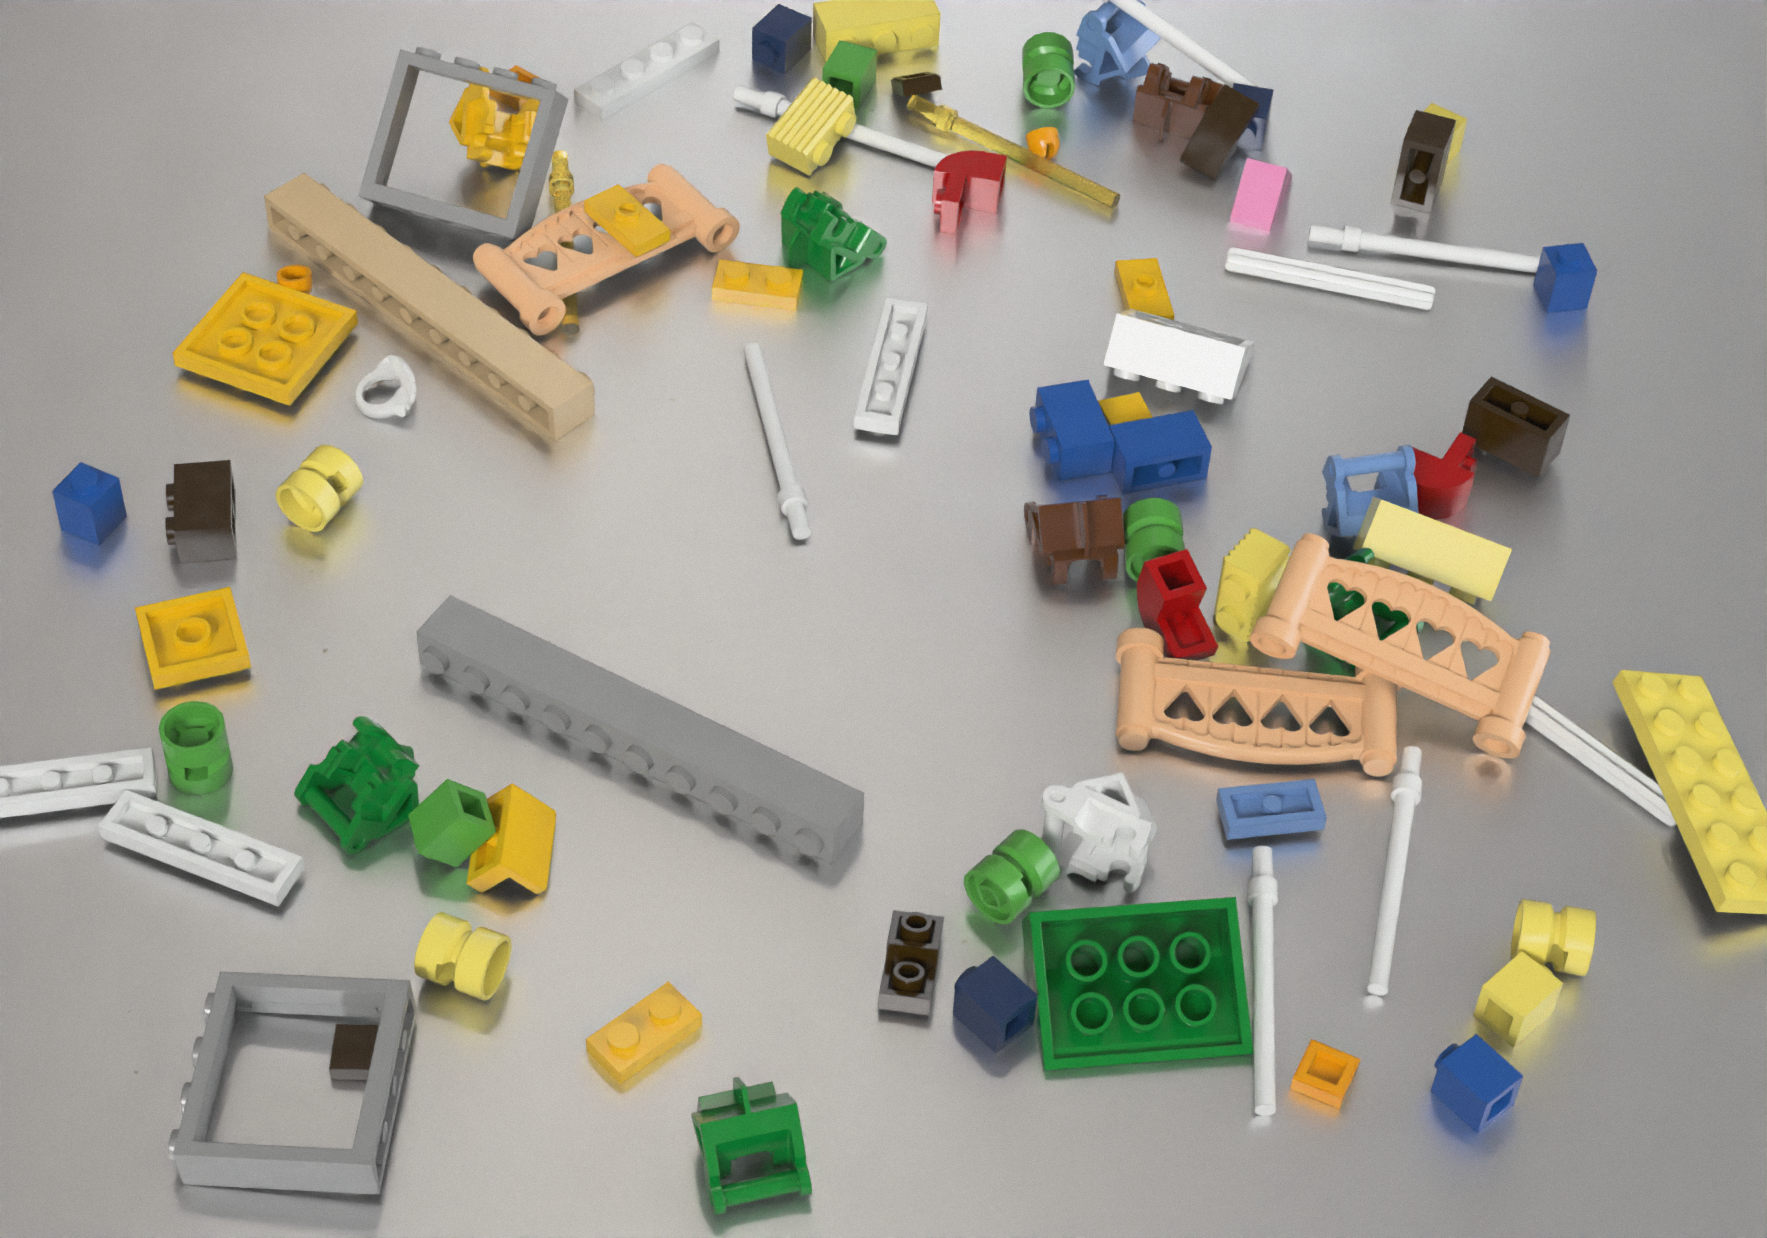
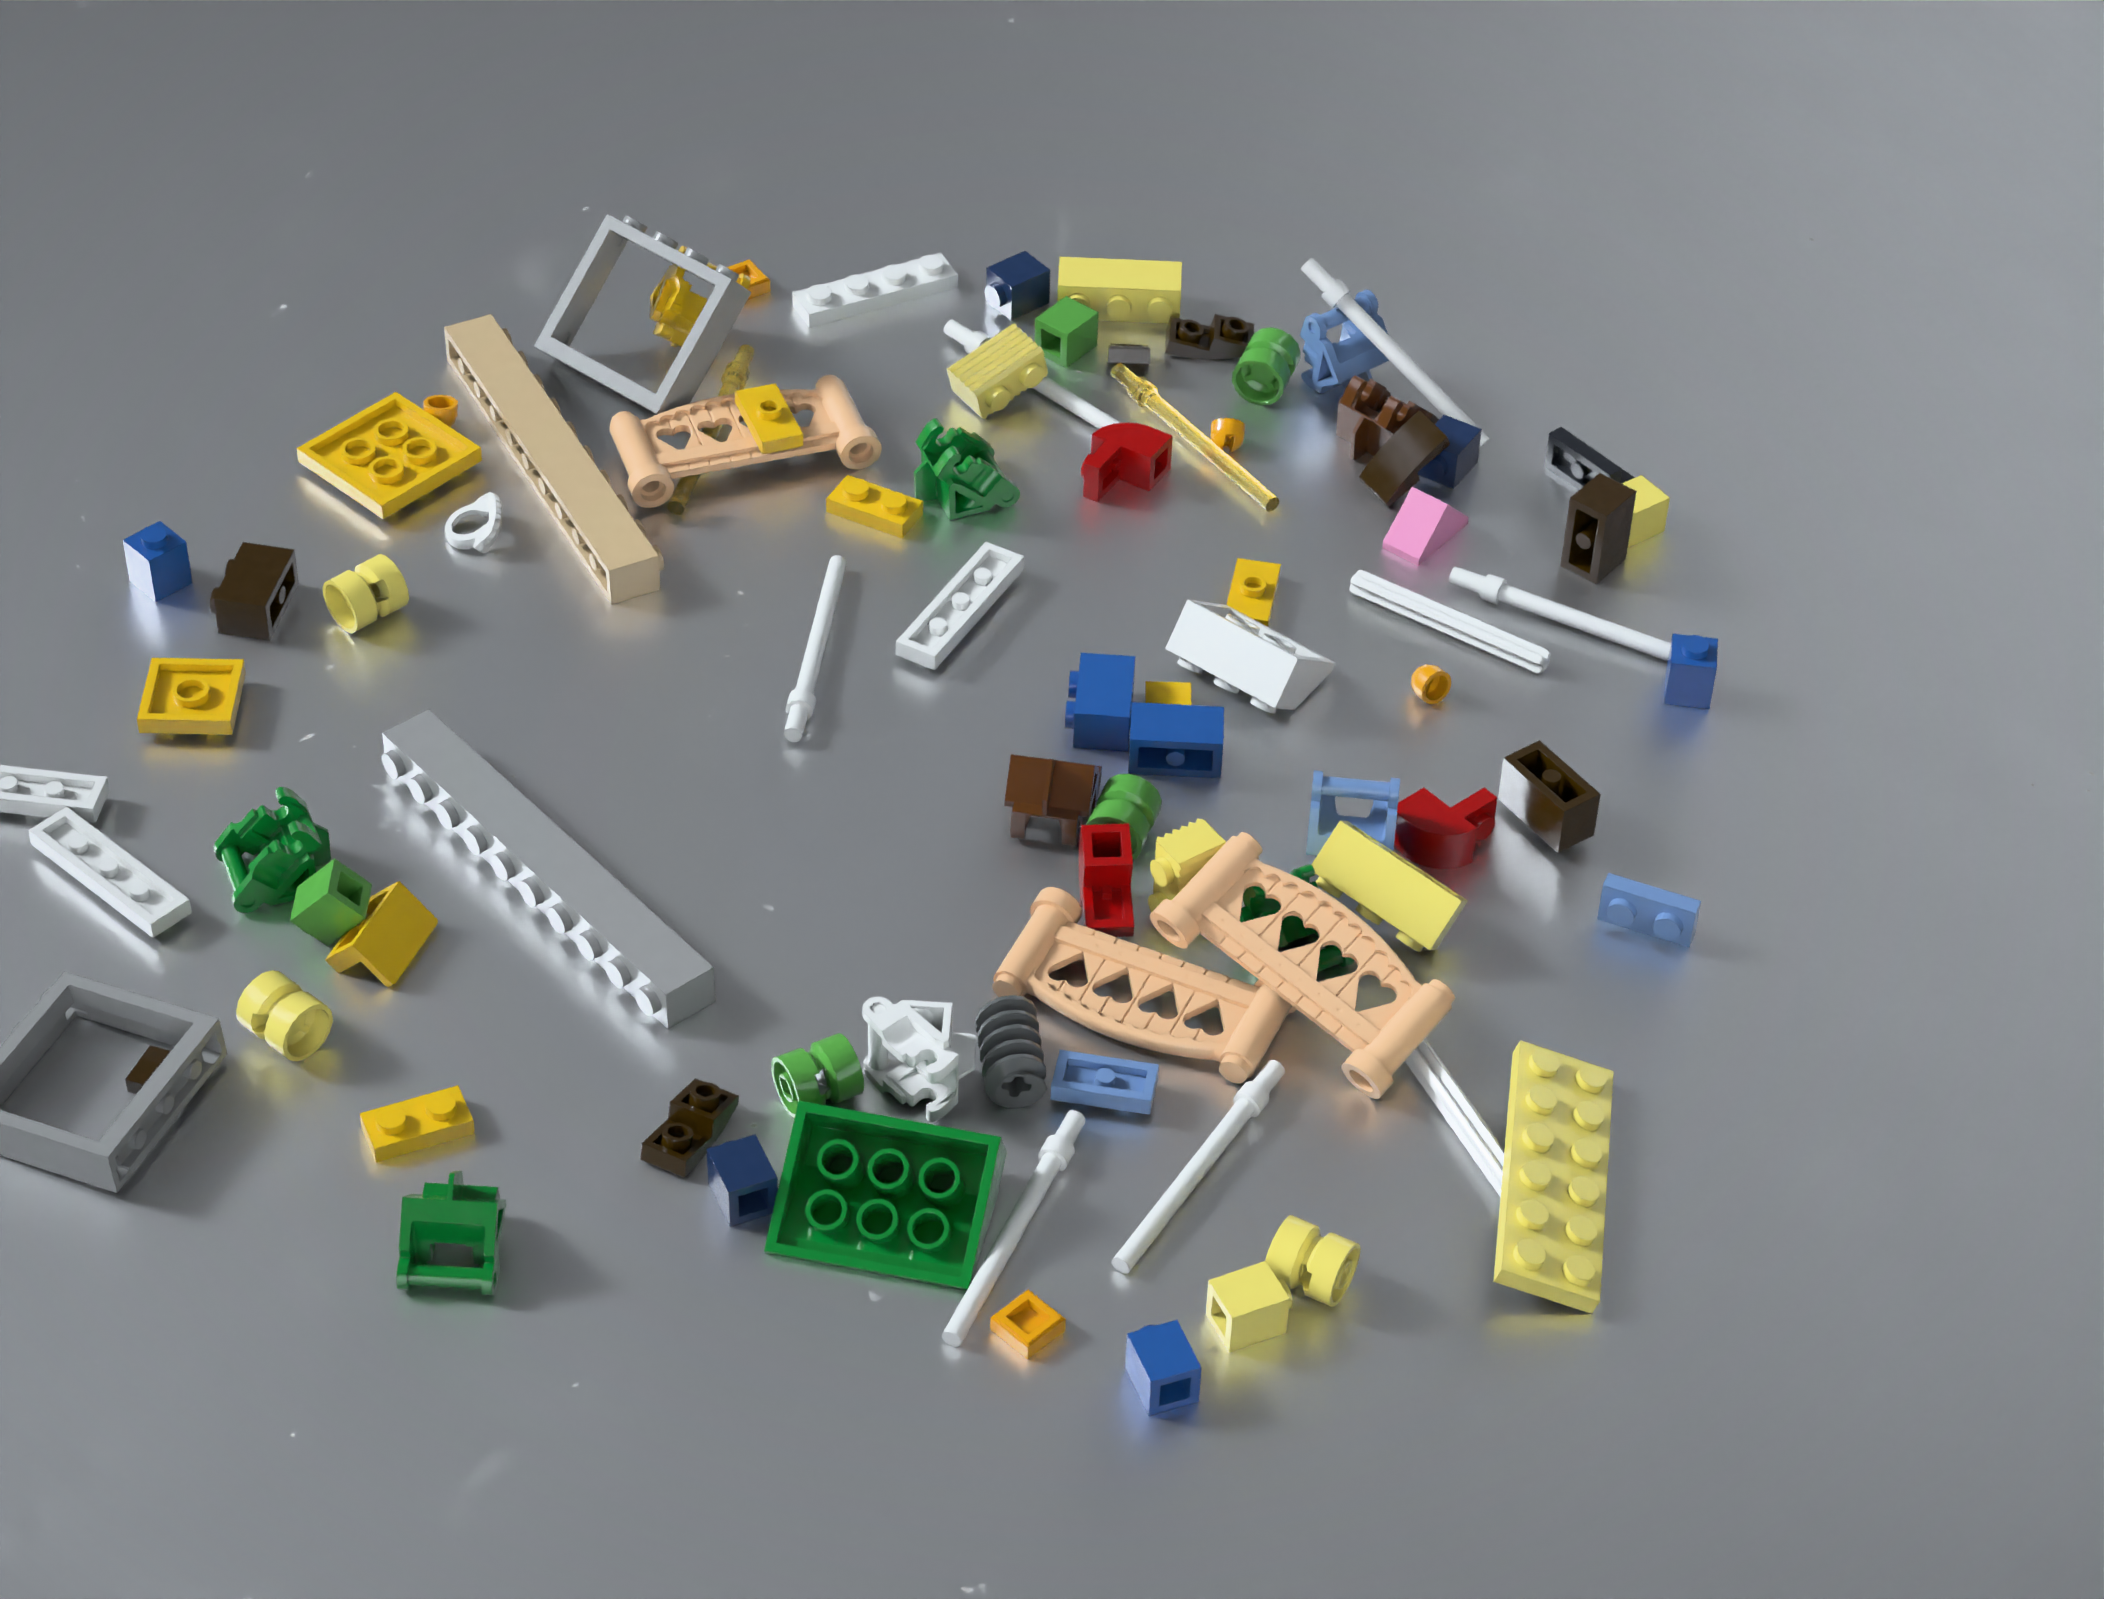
camera: 20 degrees right, 5 degrees down
(196, 748) = (143, 786): bright green wheel -> none
(986, 53) = (1222, 340): none -> dark brown slope
(1177, 803) = (1011, 1051): none -> dark grey piece
(1346, 341) = (1430, 683): none -> light orange hinge
(1370, 106) = (1577, 461): none -> black panel
(1650, 513) = (1649, 910): none -> medium blue plate

